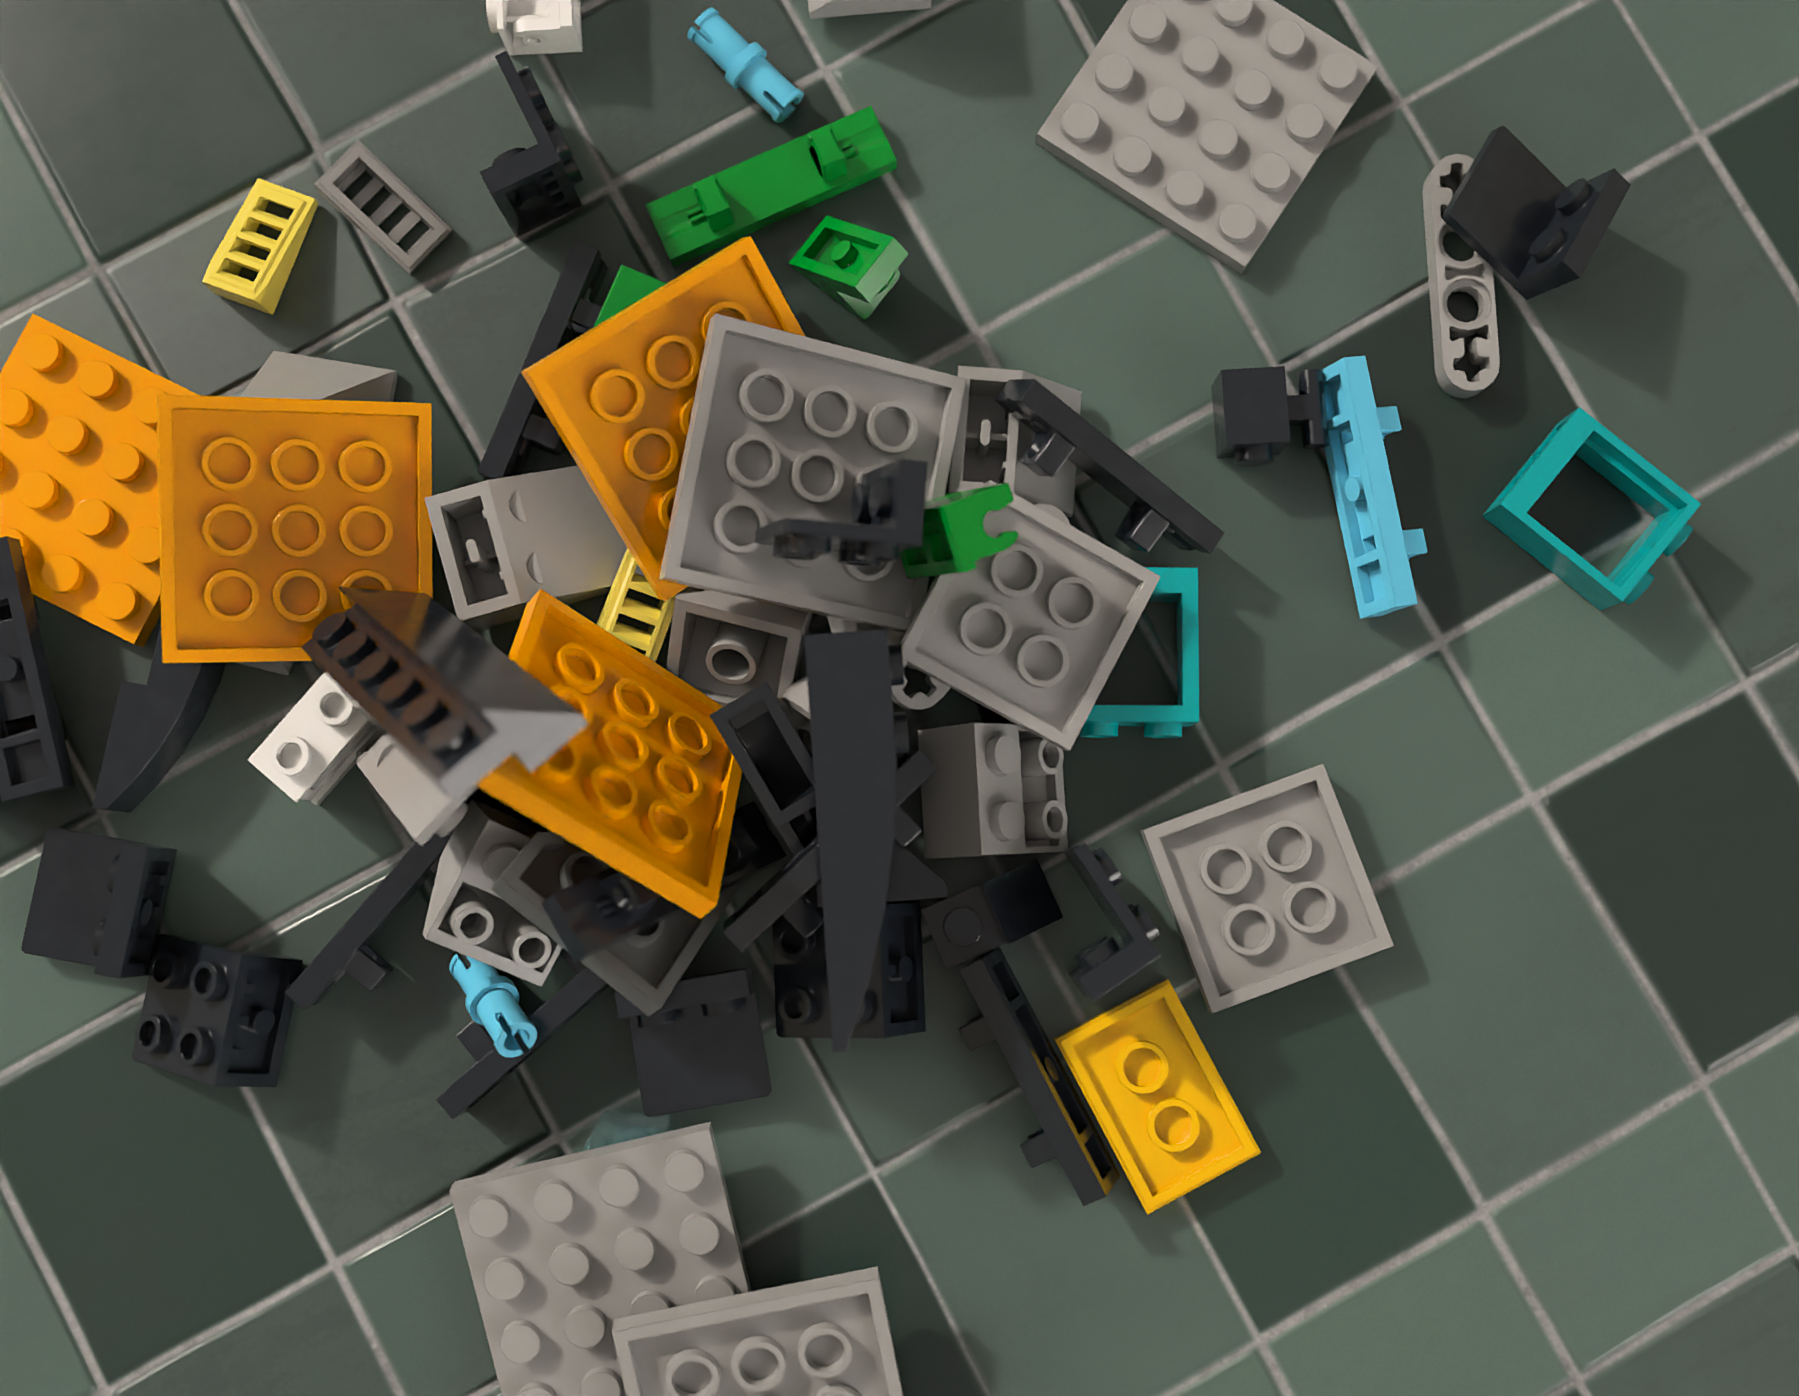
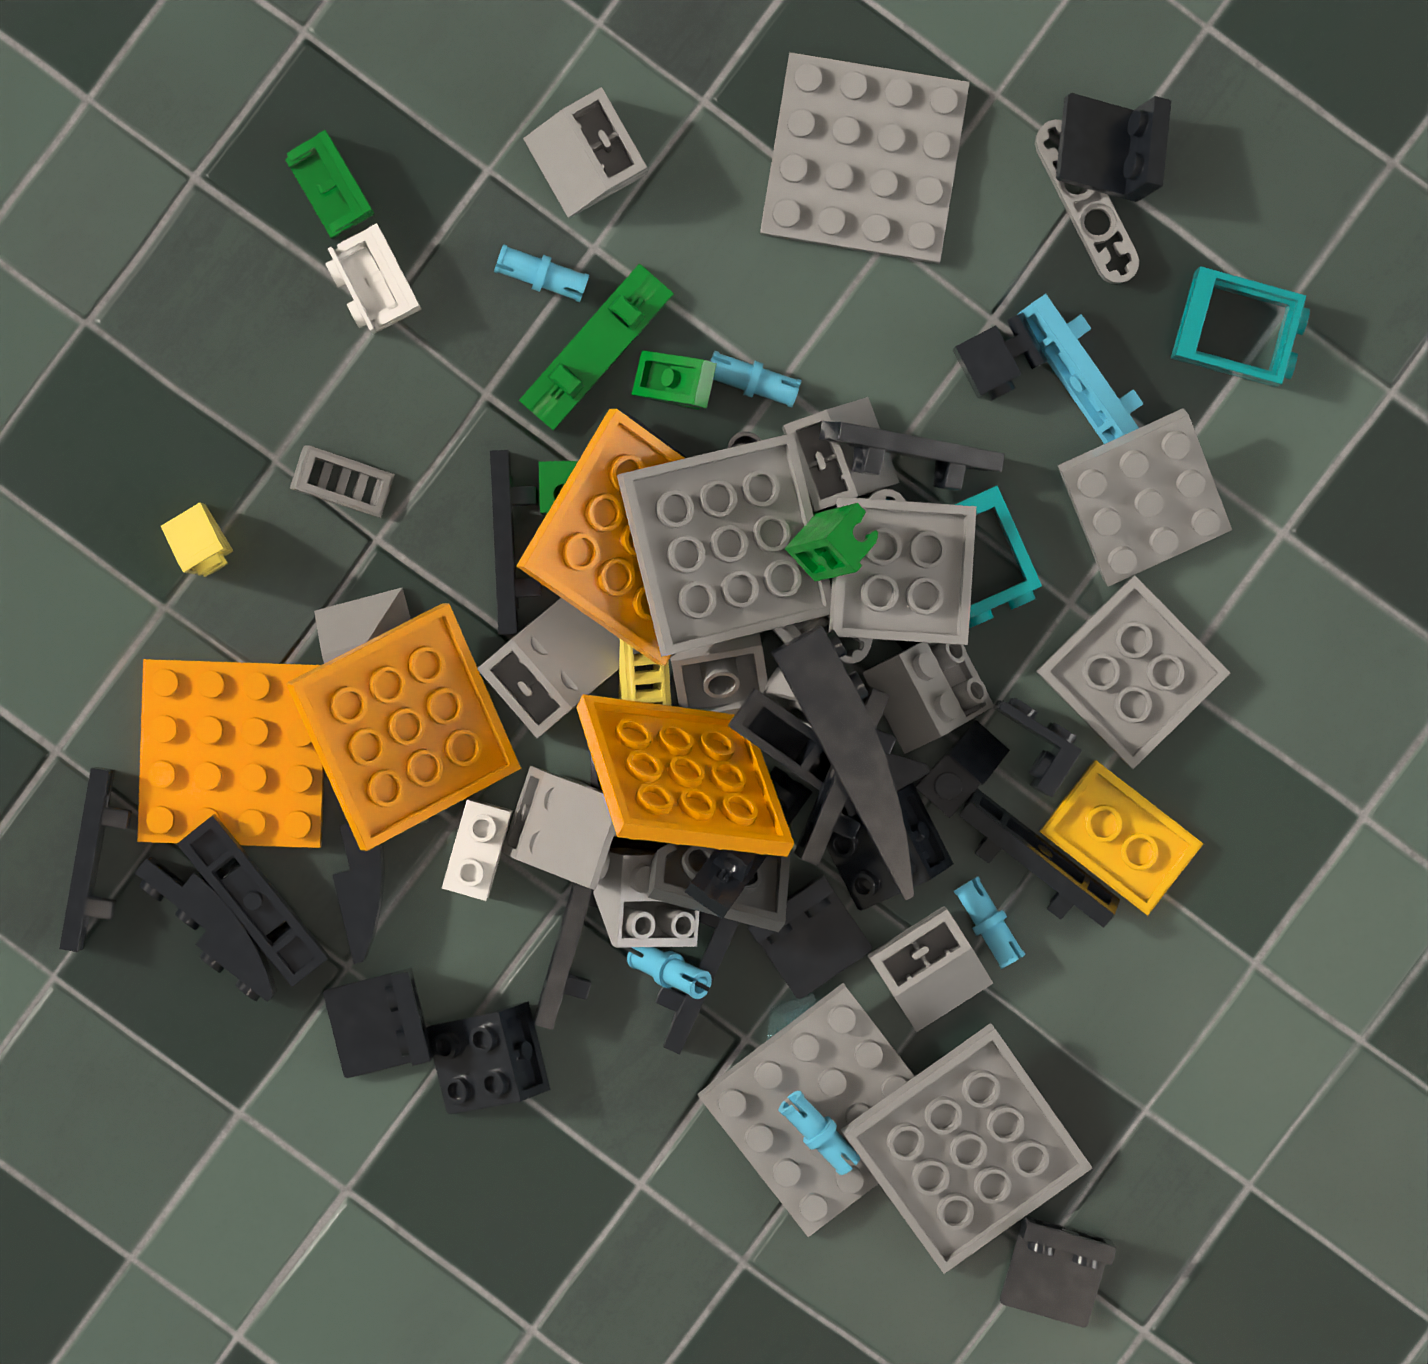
camera: 25 degrees left, 5 degrees up
(163, 195) = (197, 541): none -> light yellow slope
(274, 272) = (273, 580): light yellow slope -> none
(438, 688) = (560, 788): black slope -> none
(537, 181) = (438, 428): black bracket -> none
(582, 1310) = (819, 1132): none -> medium azure pin
(831, 1155) = (930, 968): none -> light grey slope
(884, 505) = (792, 557): black bracket -> none
(937, 1130) = (989, 922): none -> medium azure pin
(947, 306) = (755, 379): none -> medium azure pin
(1381, 667) = (1145, 497): none -> light grey plate

